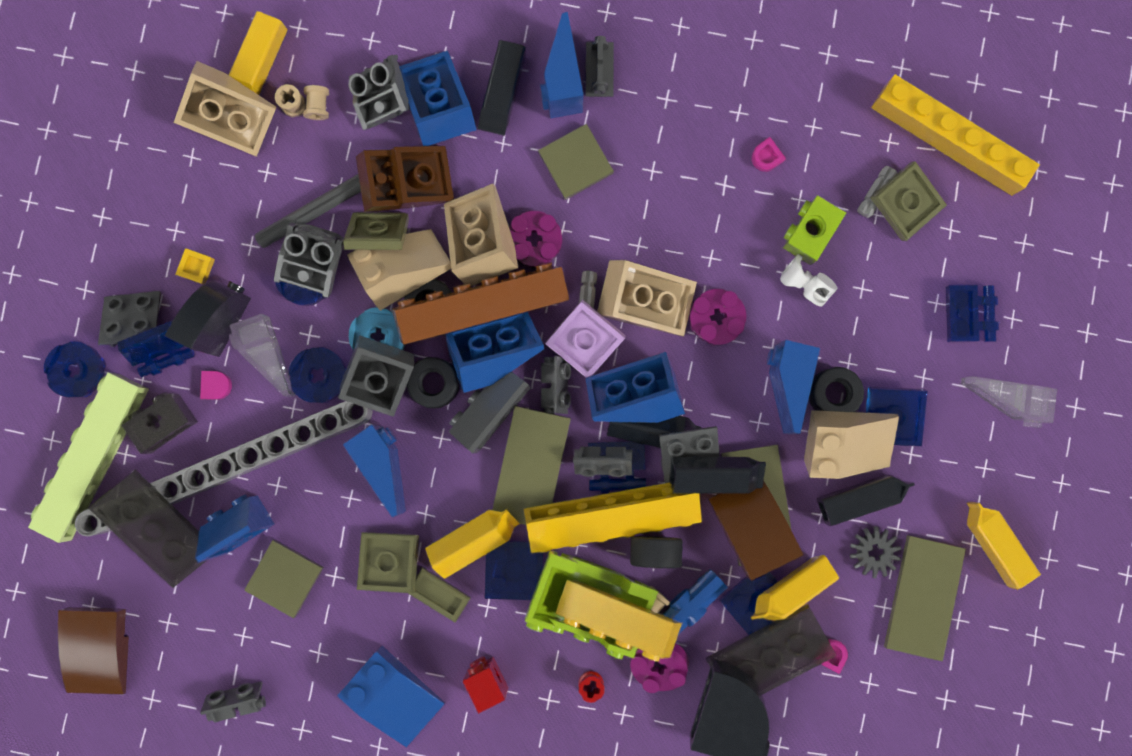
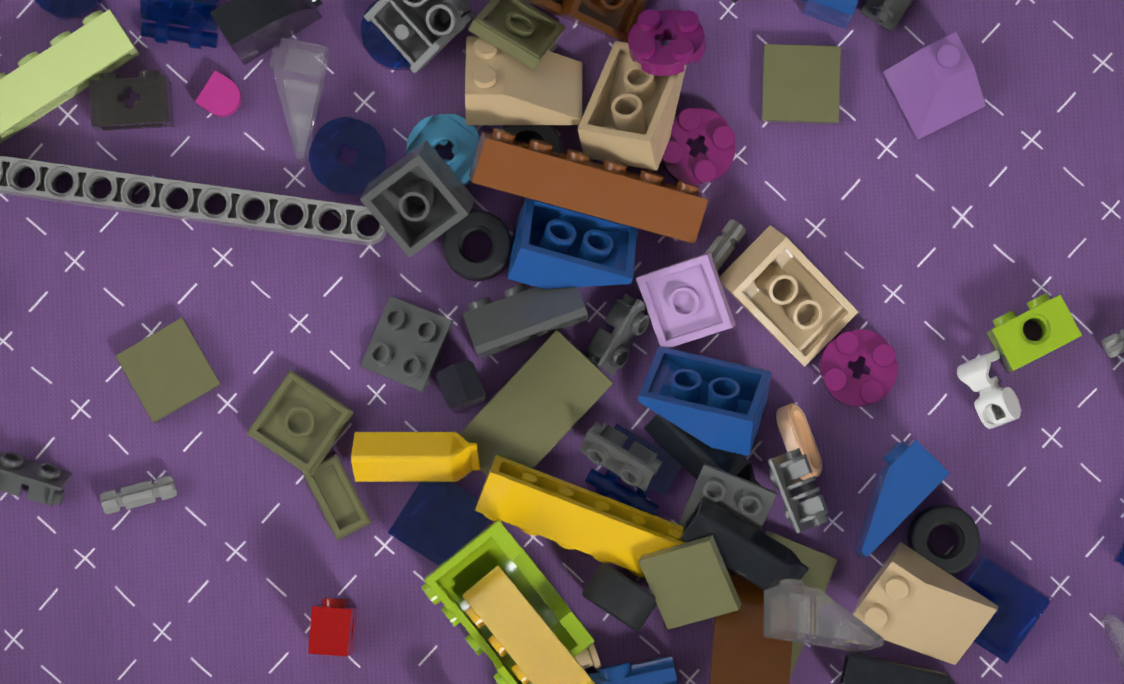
camera: 30 degrees right, 0 degrees up
(150, 527) = (56, 222): clear smoke tile -> none
(232, 528) = (149, 275): blue slope -> none
(311, 669) = (138, 494): none -> light grey axle
(378, 461) = (361, 299): blue slope -> none
(391, 697) = (212, 582): blue slope -> none
(425, 471) = (407, 344): none -> dark grey hinge
(475, 479) = (461, 386): none -> black piece
(478, 171) = (656, 26): none -> magenta plate
(660, 112) = (935, 86): none -> medium lavender slope
(696, 517) = (690, 582): none -> olive tile
(709, 385) = (797, 434): none -> light nougat tile
(718, 410) = (802, 502): none -> dark grey hinge
(767, 156) = (1033, 212): dark pink tile -> none
(787, 492) = (814, 618): none -> clear slope

